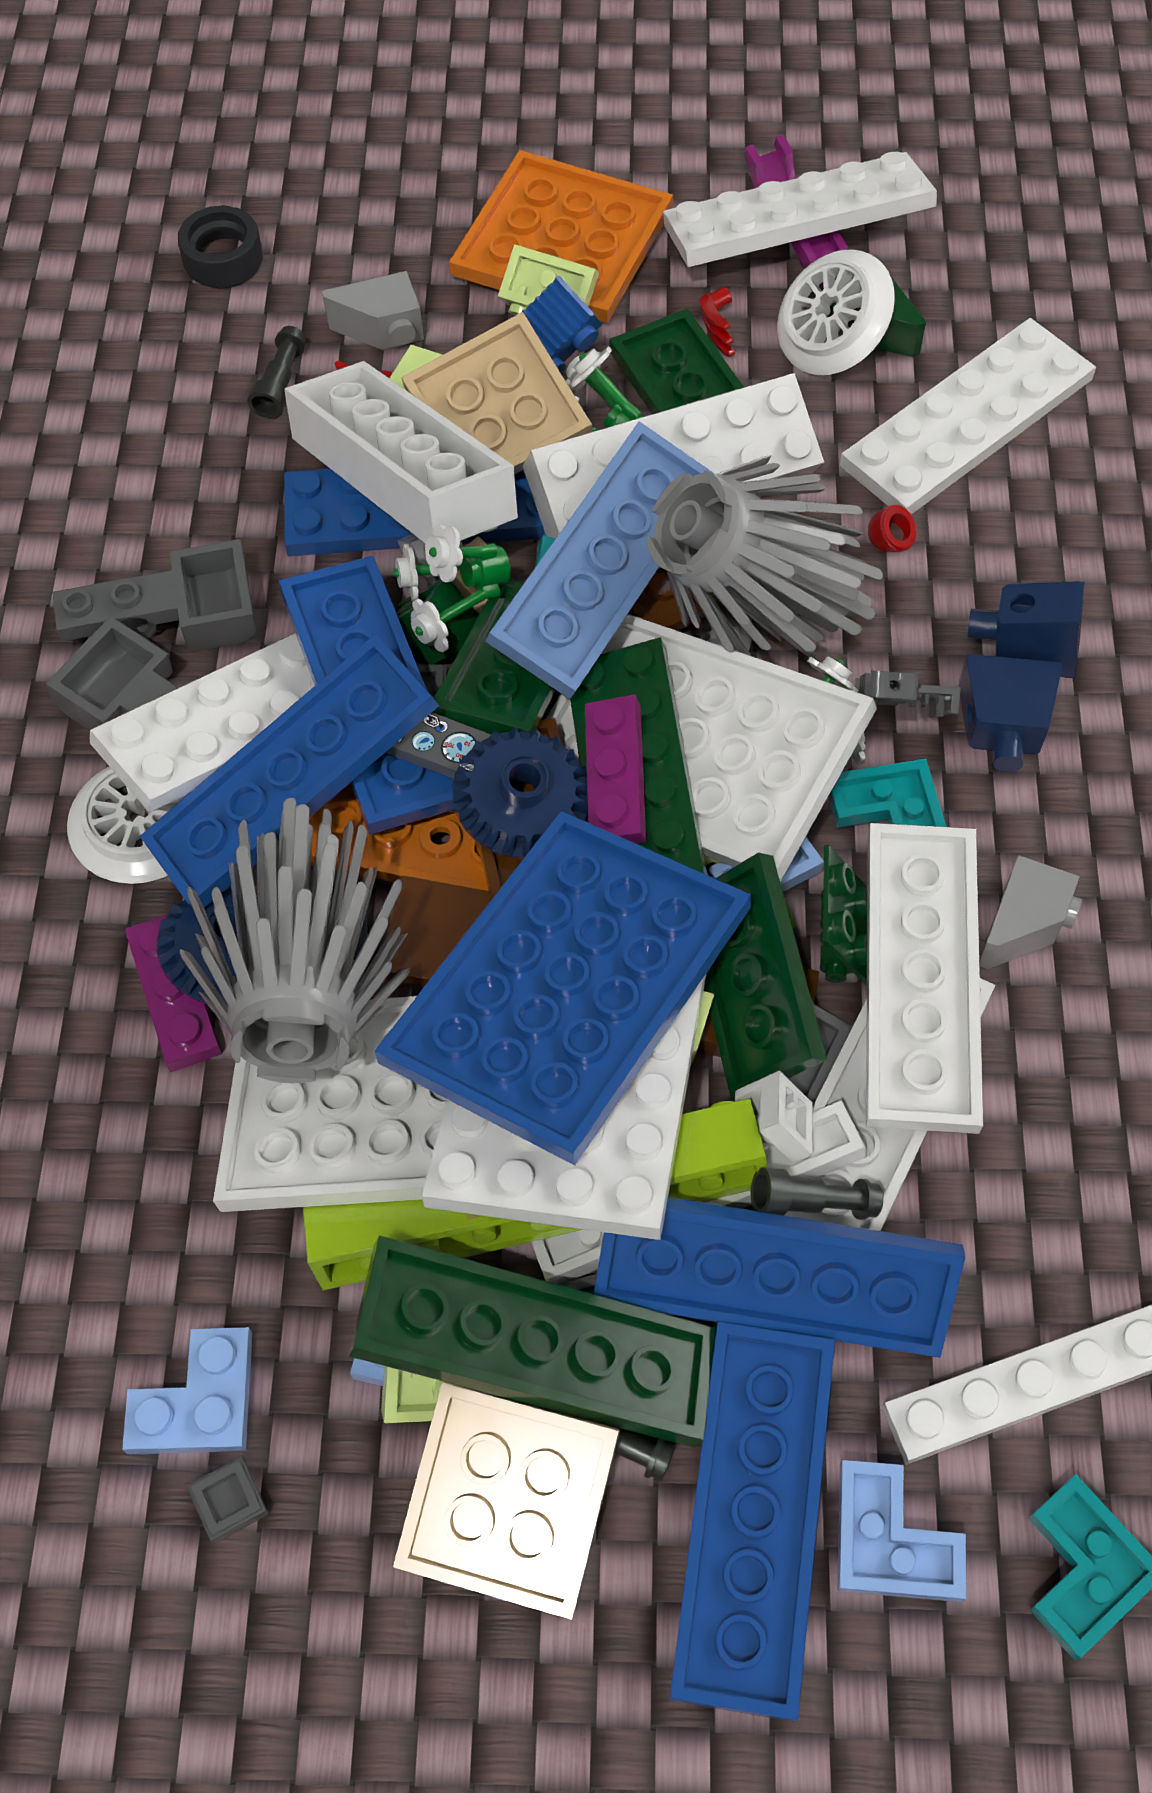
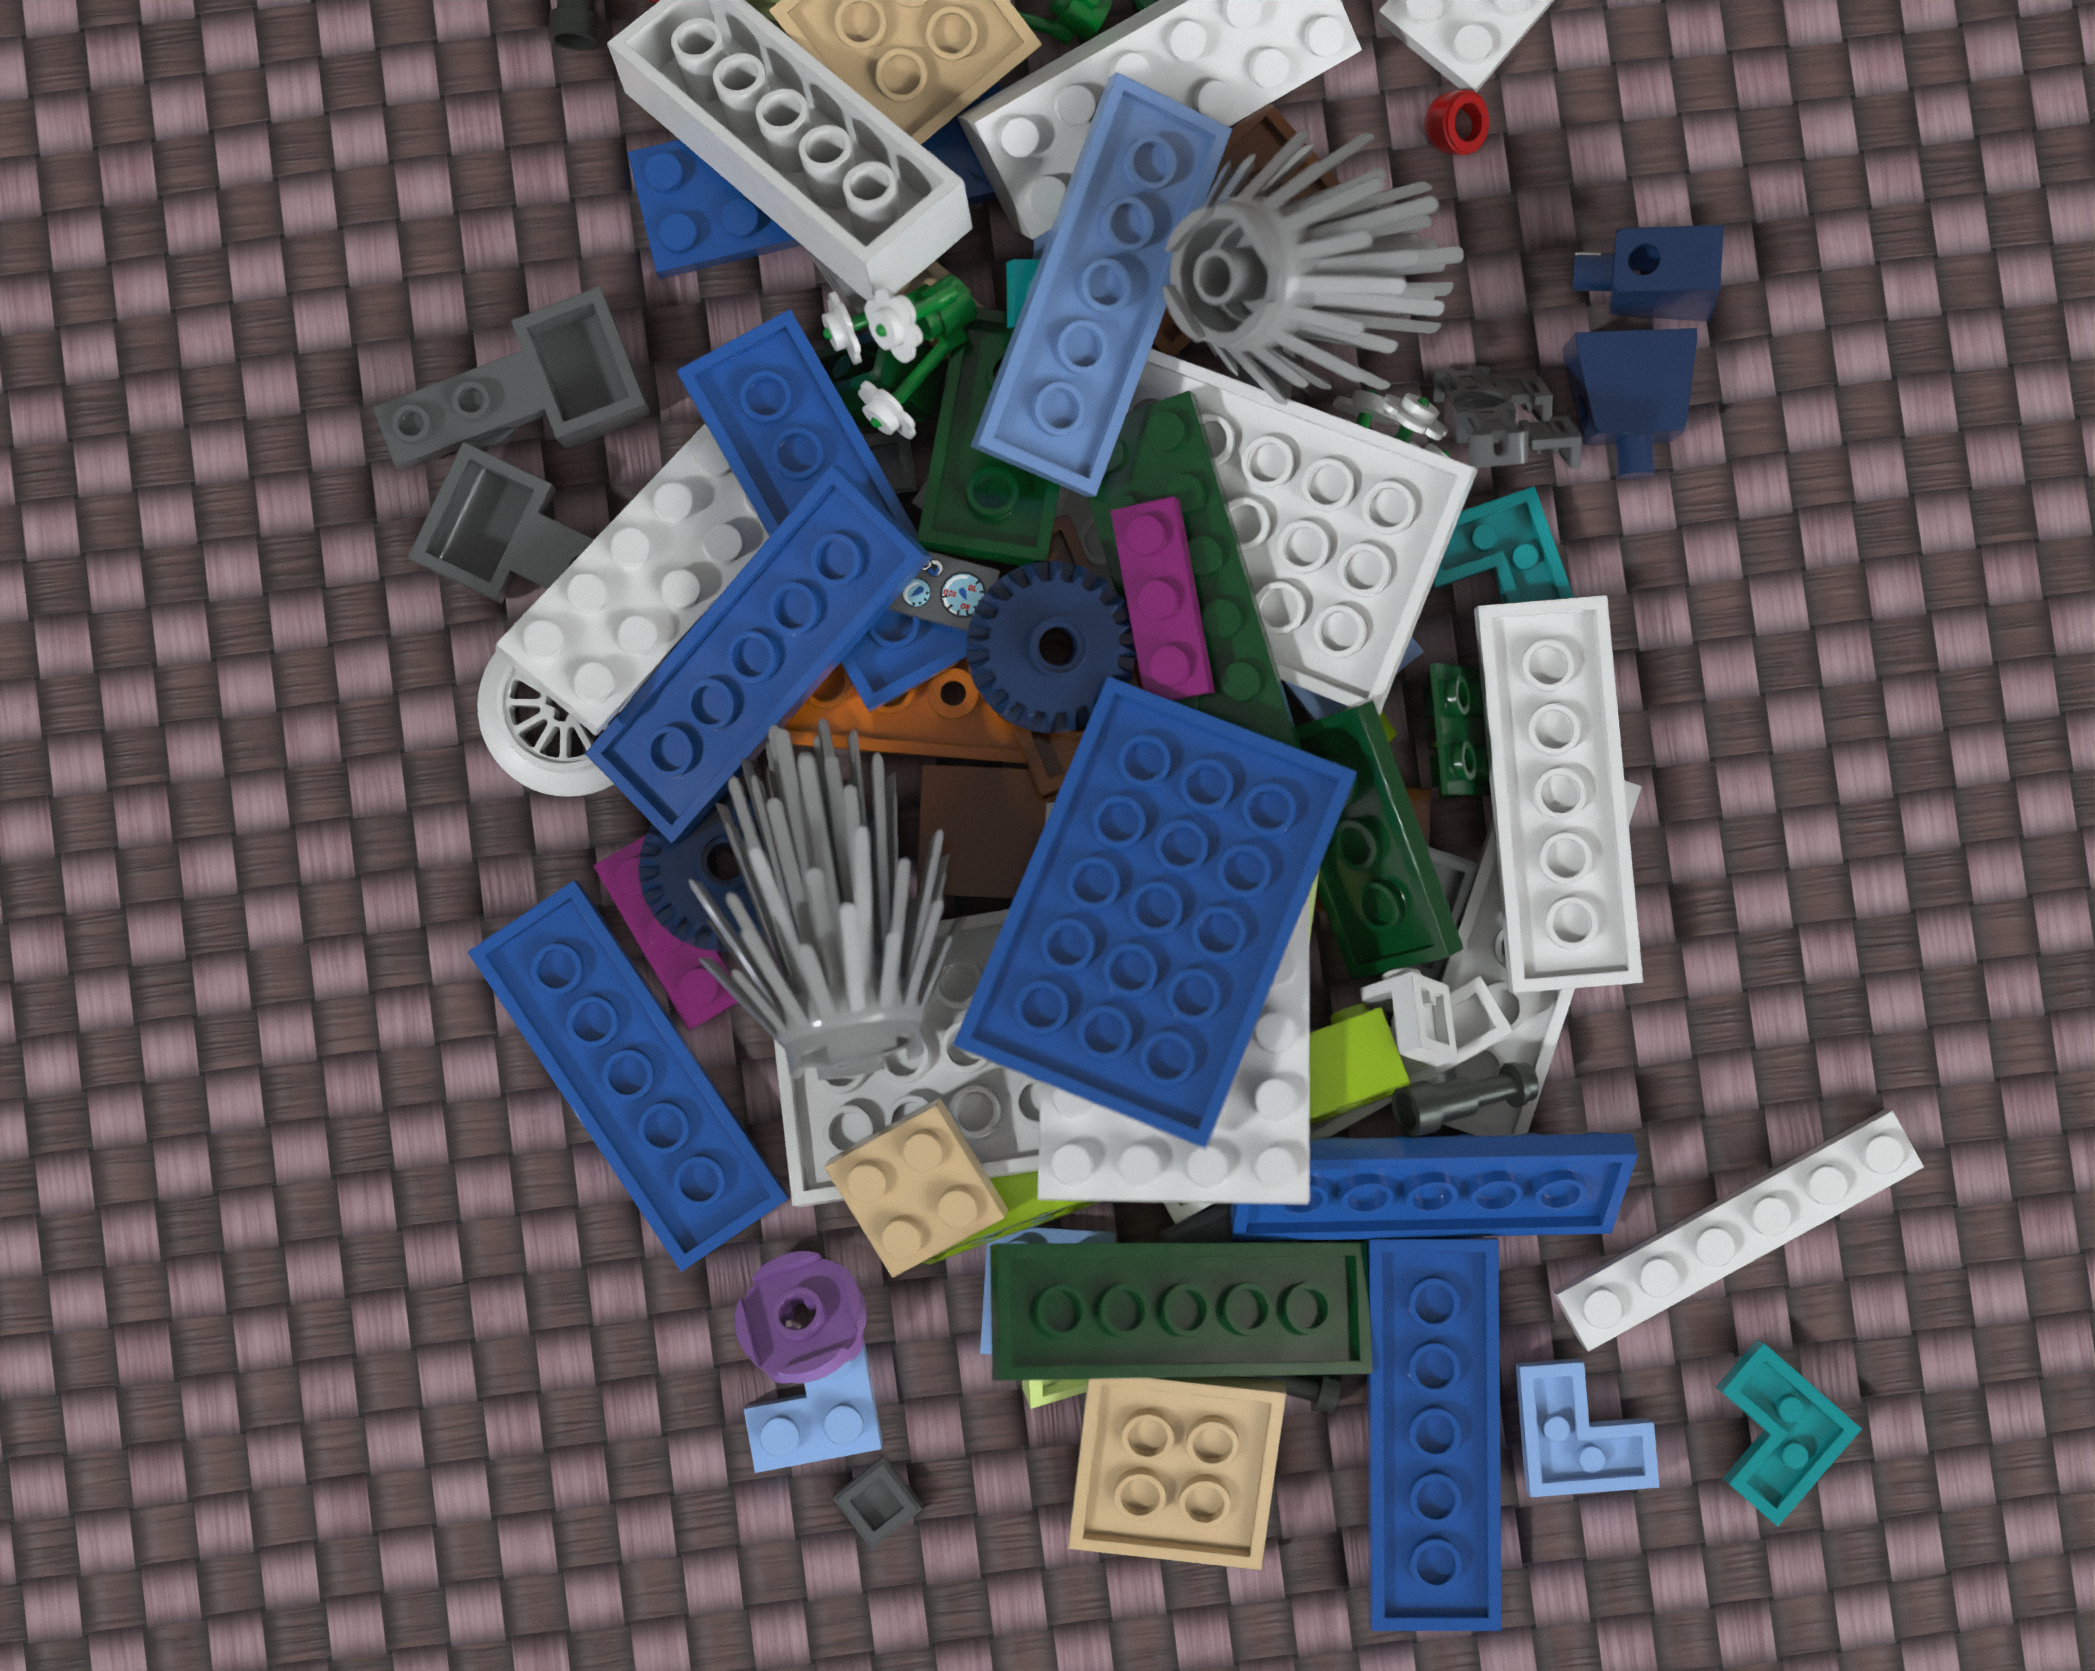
camera: 10 degrees left, 25 degrees up
(109, 1098) = (629, 1075): none -> blue plate
(179, 1331) = (828, 1340): none -> medium lavender plate
(320, 1190) = (916, 1188): none -> tan plate
(1031, 911) = (1673, 678): light grey slope -> none

